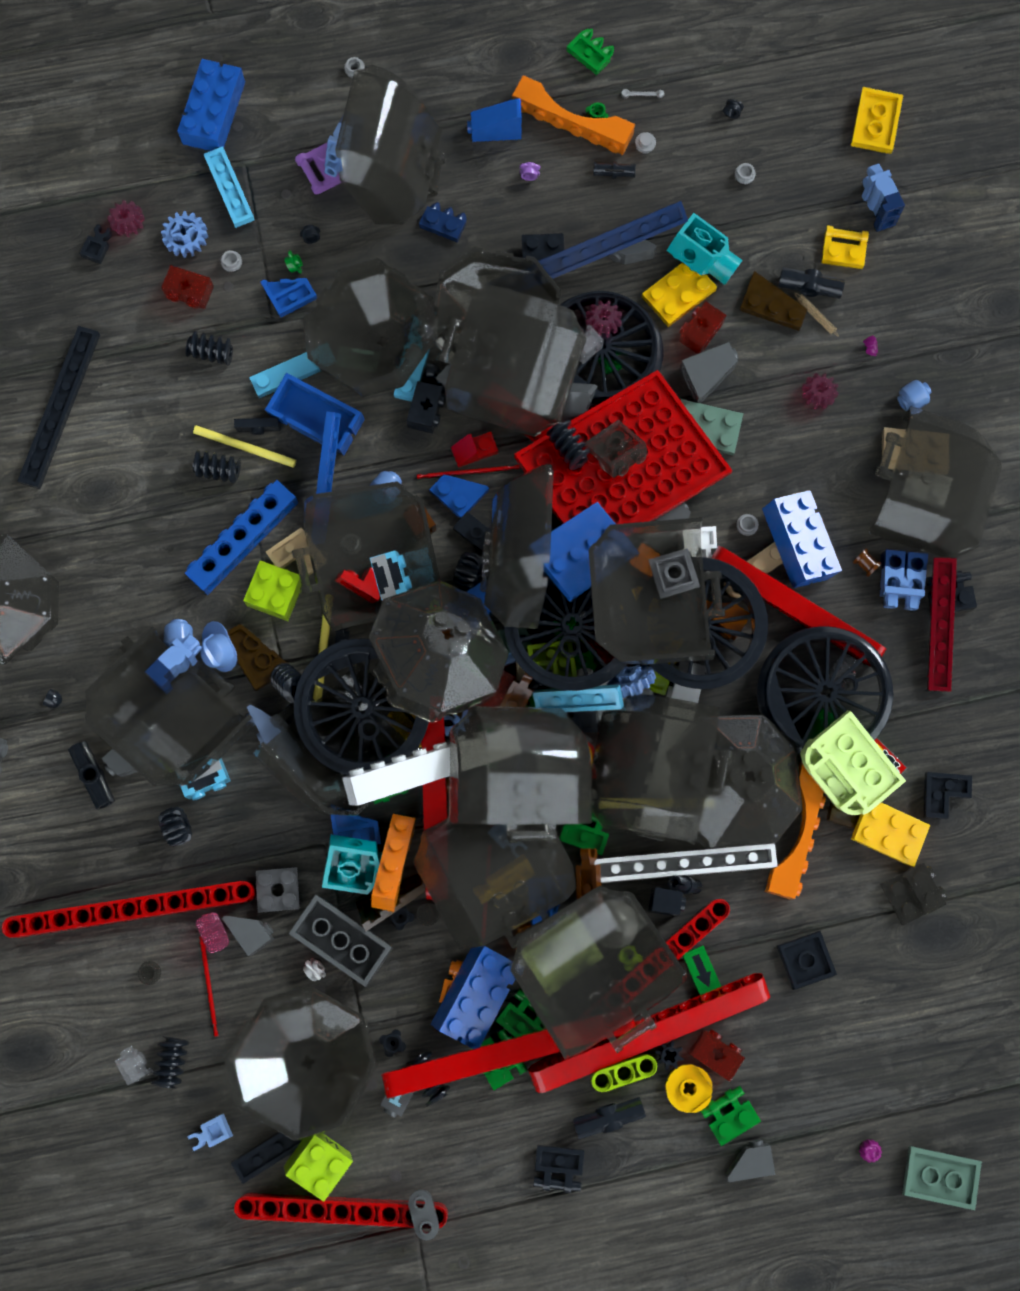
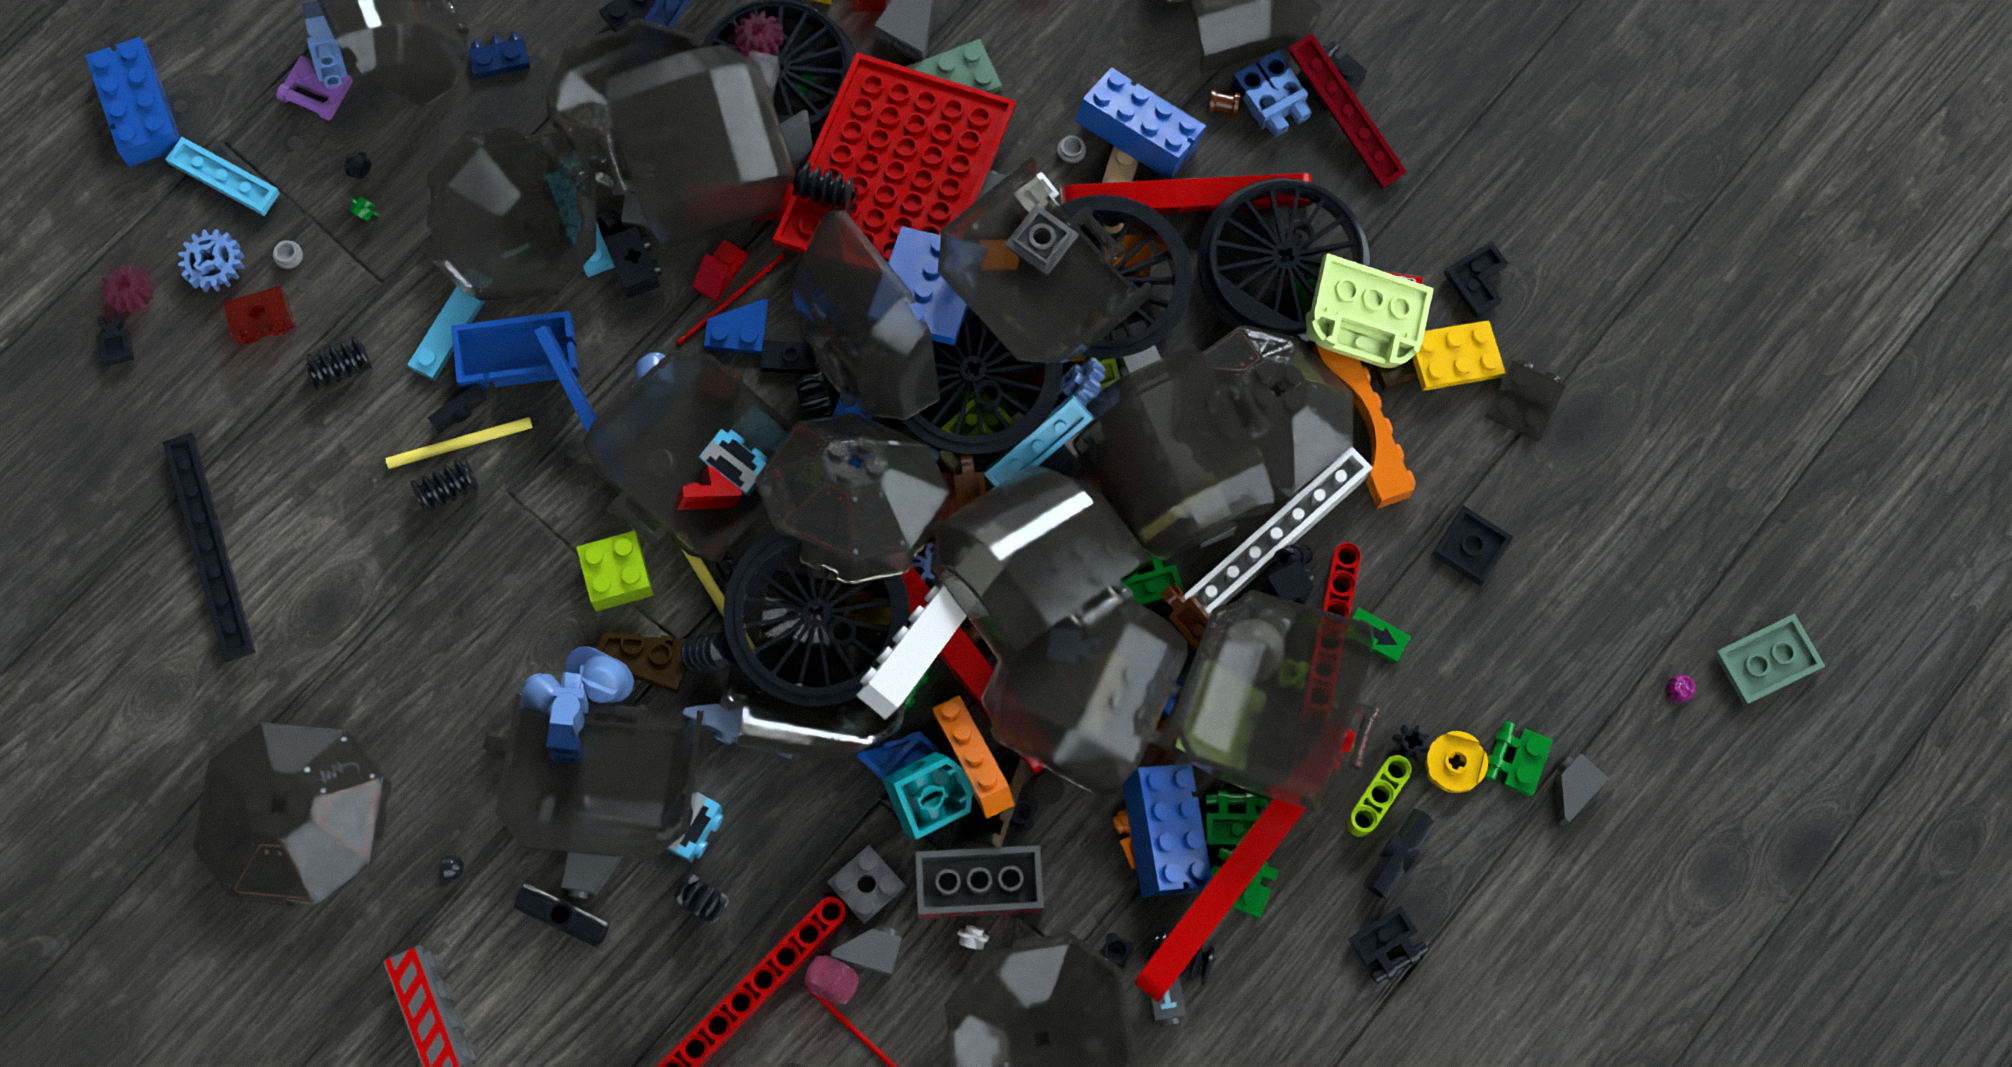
camera: 40 degrees left, 5 degrees down
(240, 549) = (530, 614): blue brick -> none
(282, 555) = (595, 519): tan plate -> none
(289, 294) = (383, 246): blue wing -> none
(617, 449) = (880, 158): clear smoke plate -> none
(670, 1025) = (1394, 701): red beam -> none
(703, 1051) = (1443, 714): clear red brick -> none

